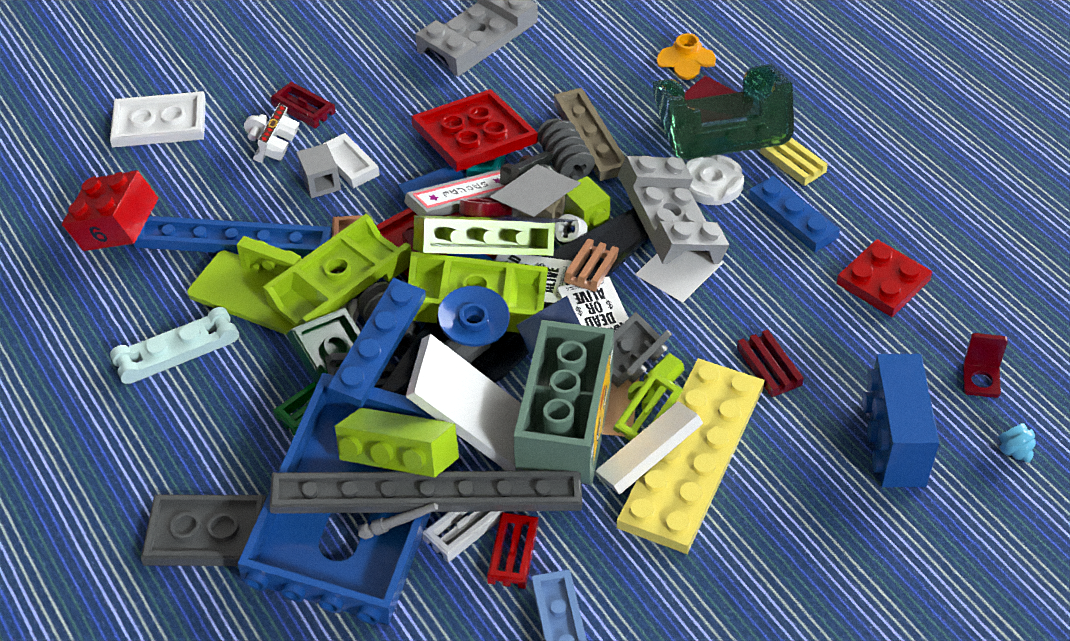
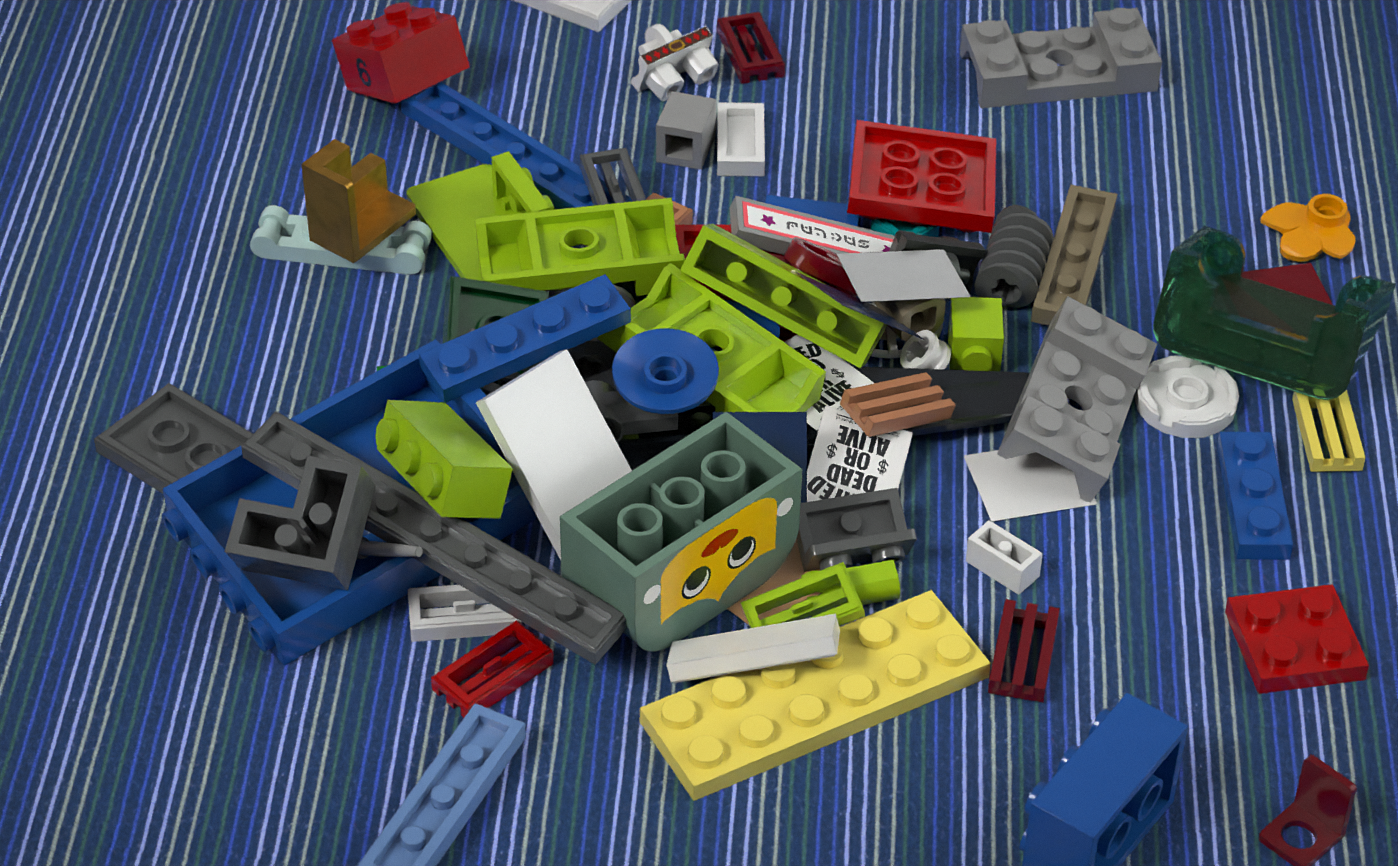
camera: 35 degrees right, 5 degrees down
(177, 322) = (350, 204): none -> pearl gold panel
(310, 227) = (627, 170): none -> dark grey tile
(375, 535) = (313, 539): none -> dark grey brick
(713, 318) = (1003, 557): none -> white piece

